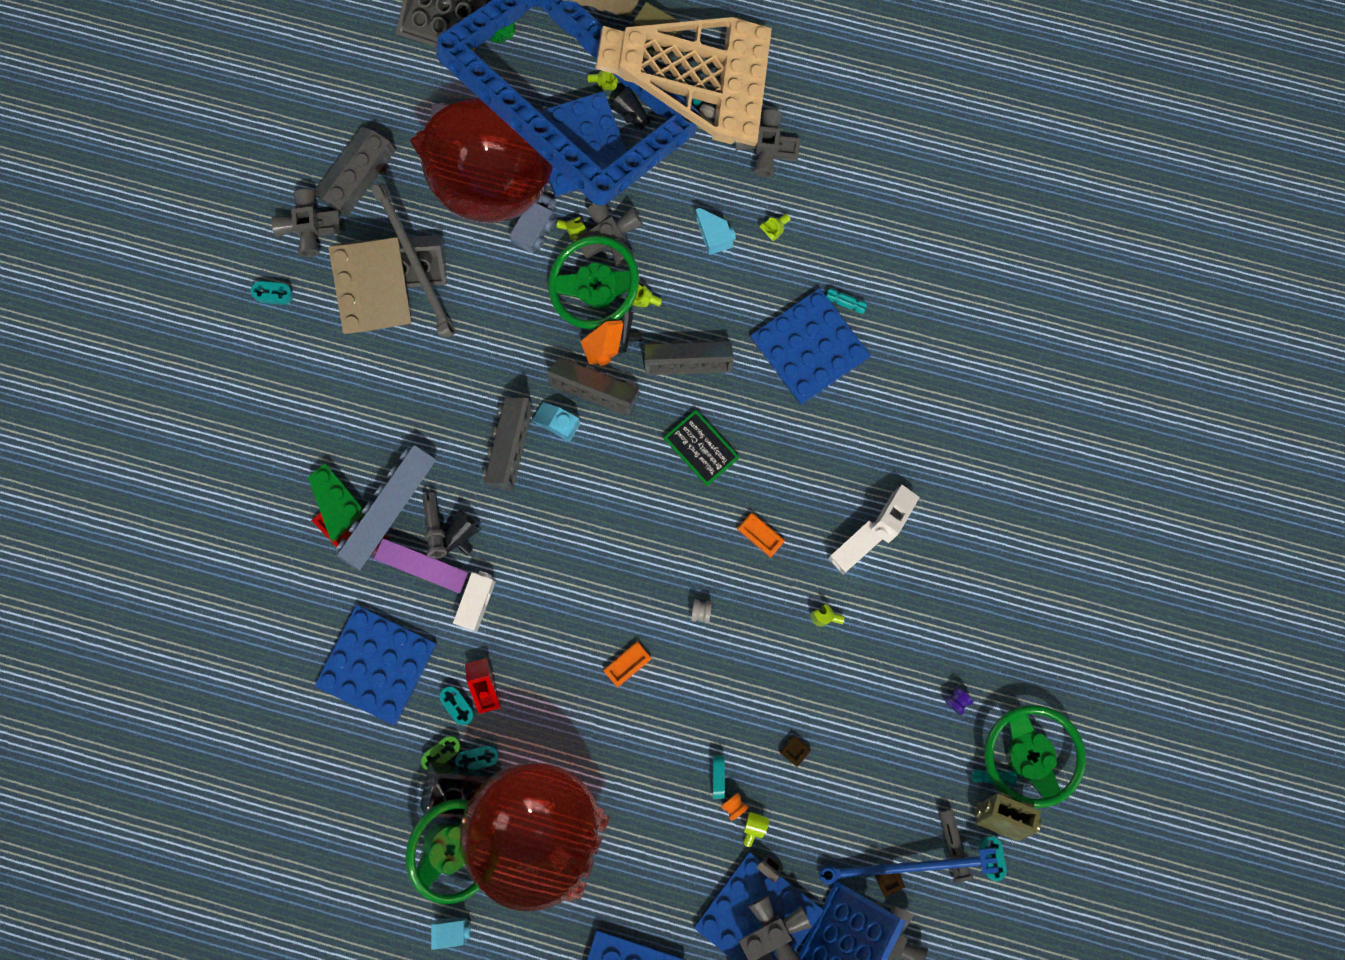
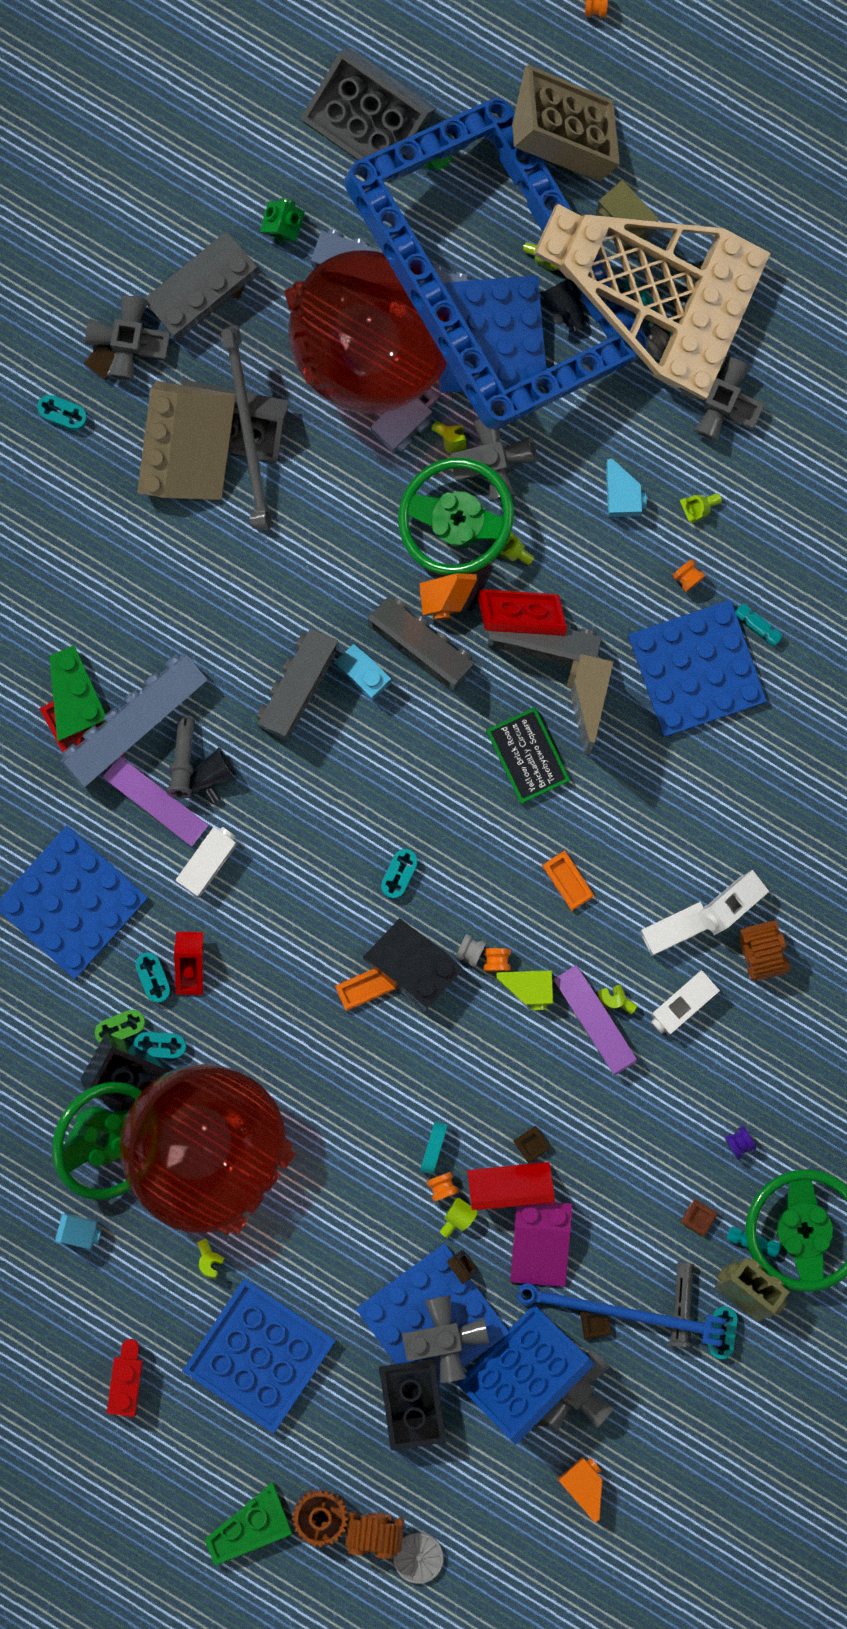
camera: 15 degrees right, 5 degrees up
(290, 247) = (100, 361): none -> dark brown tile
(401, 106) = (282, 220): none -> green brick
(562, 923) = (207, 1259): none -> lime piece
(633, 568) = (393, 871): none -> teal beam
(659, 635) = (413, 964): none -> black slope
(665, 339) = (522, 612): none -> red tile
(724, 612) = (497, 960): none -> orange wheel
(735, 387) = (589, 686): none -> dark tan slope
(756, 626) = (529, 987): none -> lime slope
(783, 279) = (688, 575): none -> orange wheel
(789, 790) = (510, 1186): none -> red tile
(815, 637) = (595, 1020): none -> medium lavender slope
(826, 828) = (541, 1244): none -> magenta slope
(880, 603) = (684, 1003): none -> white brick
(930, 544) = (764, 951): none -> dark orange brick
(944, 770) = (699, 1217): none -> copper tile

